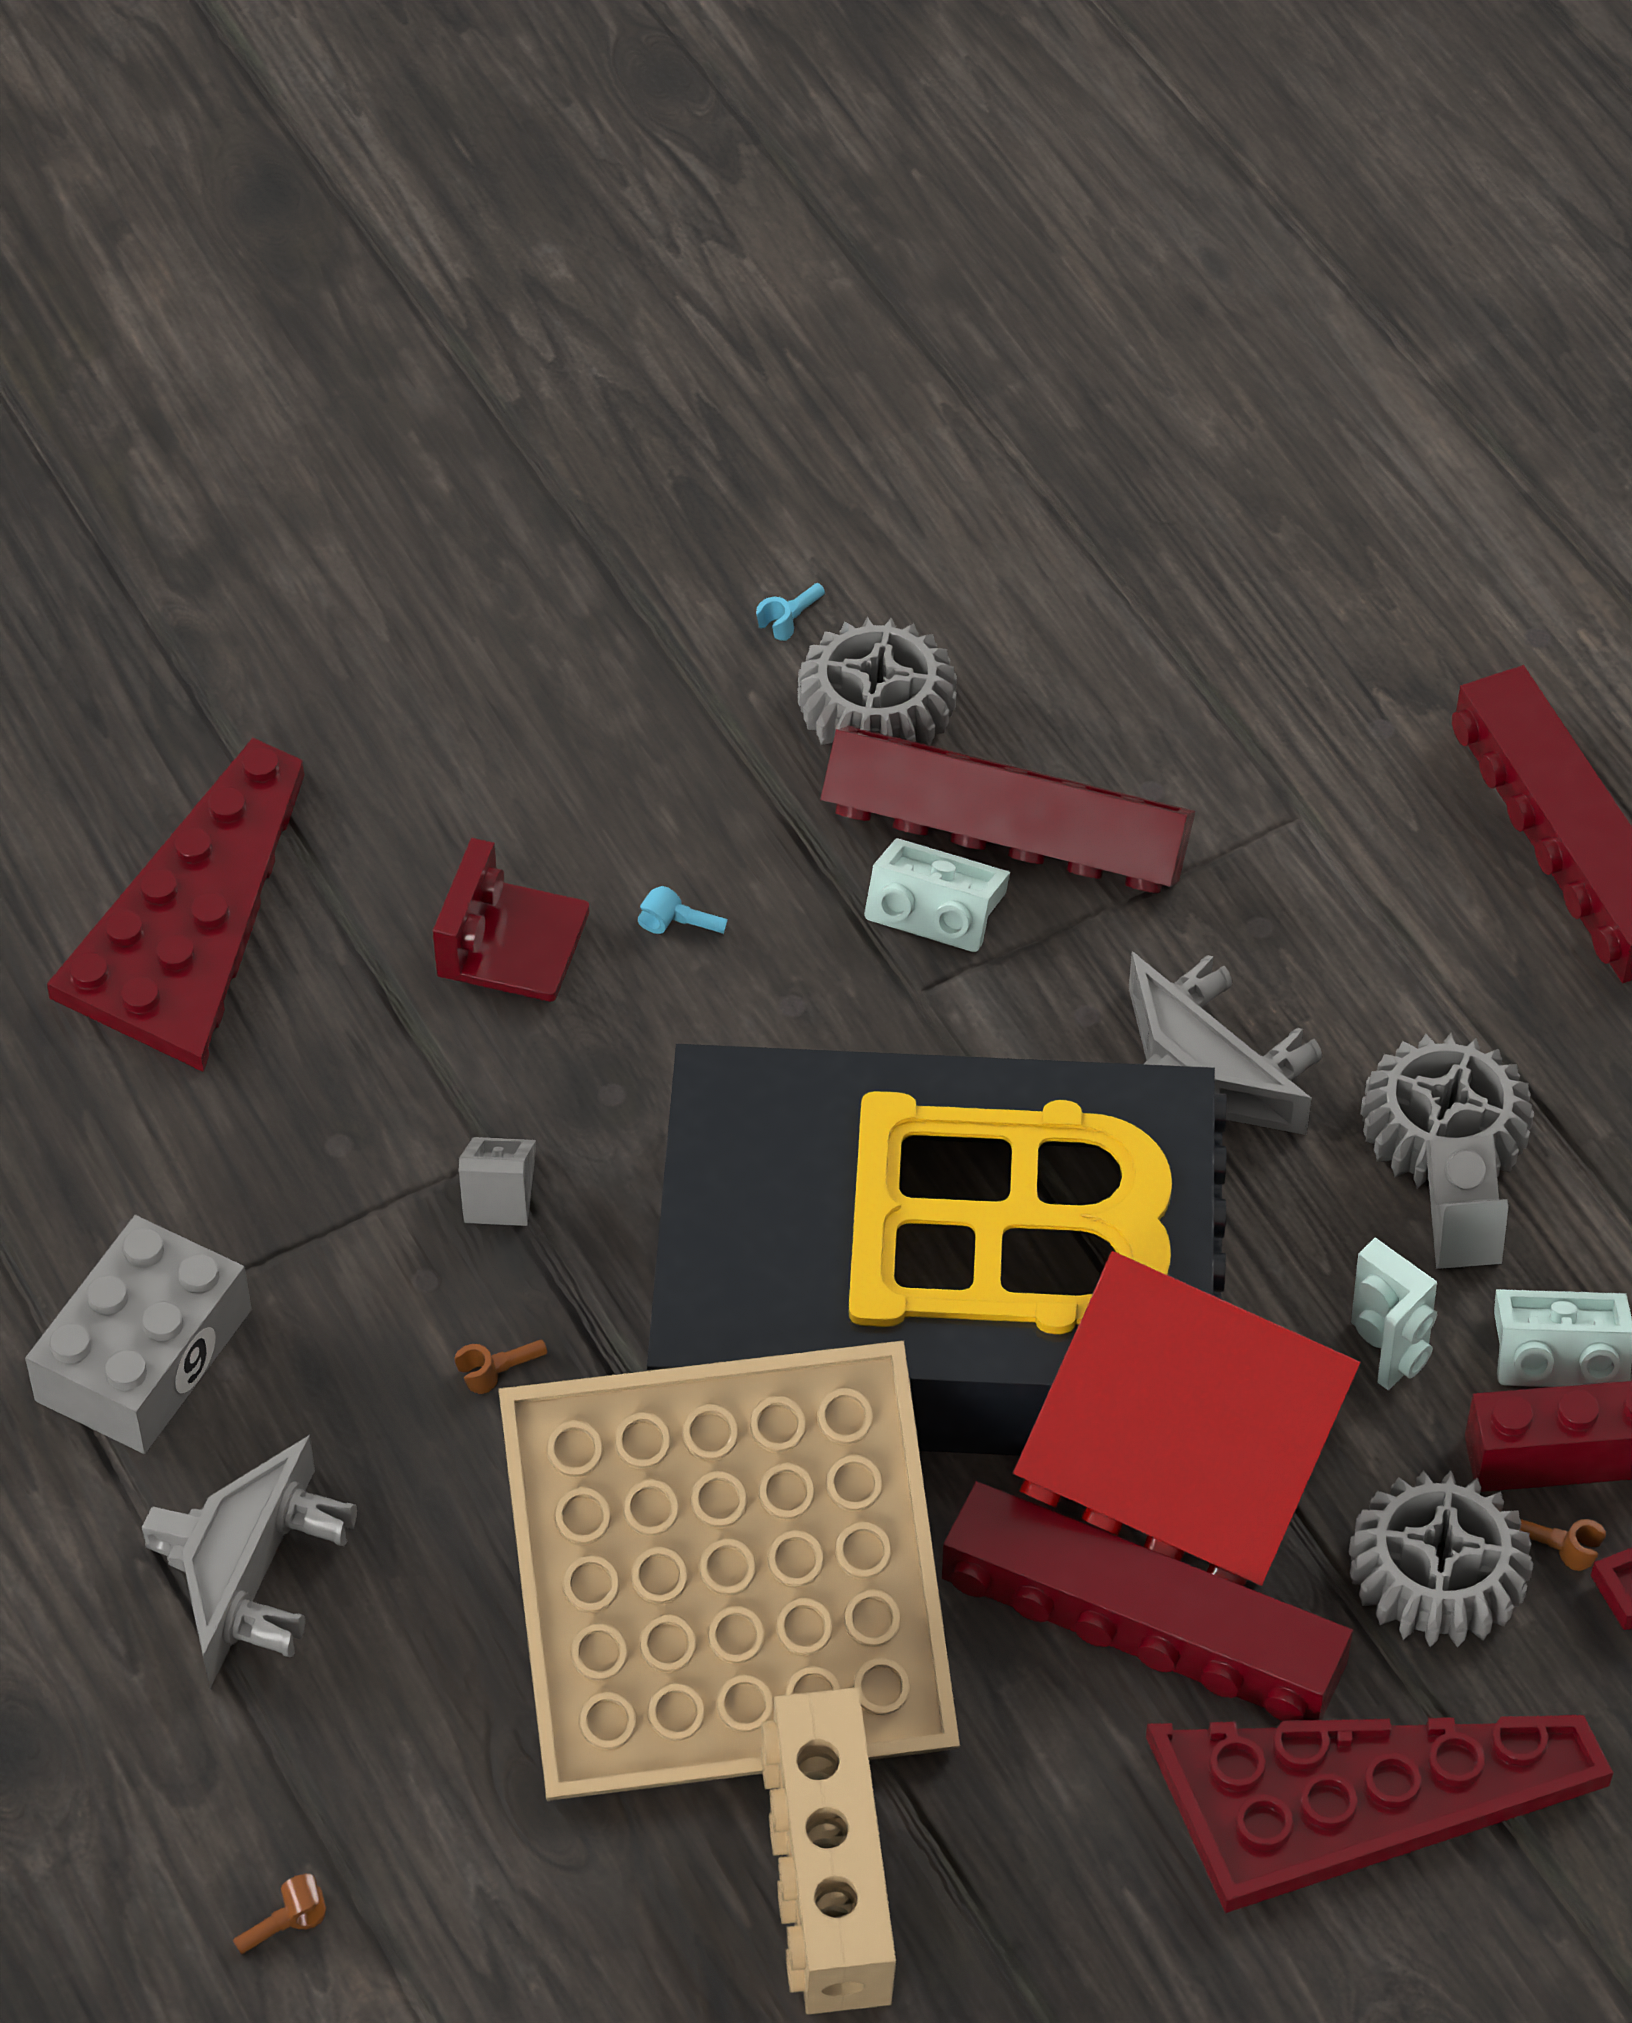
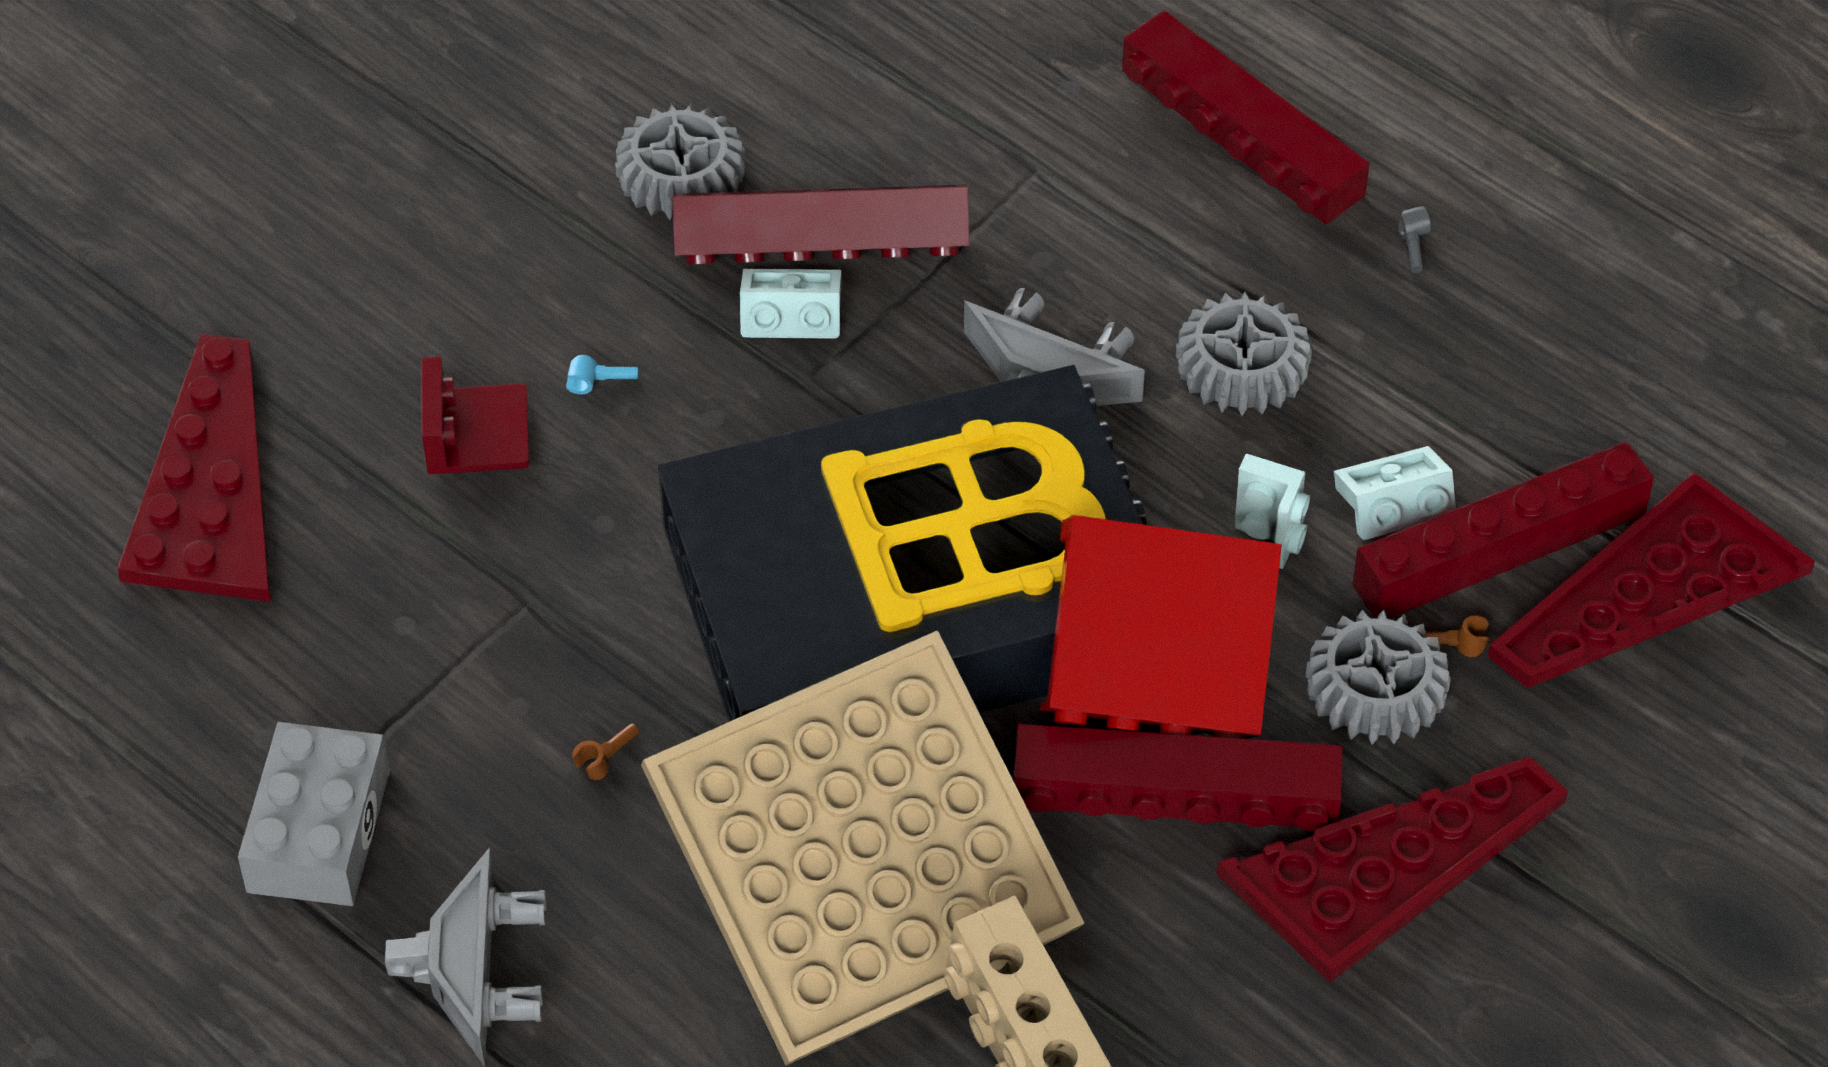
camera: 20 degrees left, 0 degrees up
(497, 1180) = (546, 614): light grey slope -> none
(784, 612) = (581, 122): medium azure hand -> none
(1465, 1202) = (1288, 416): light grey slope -> none

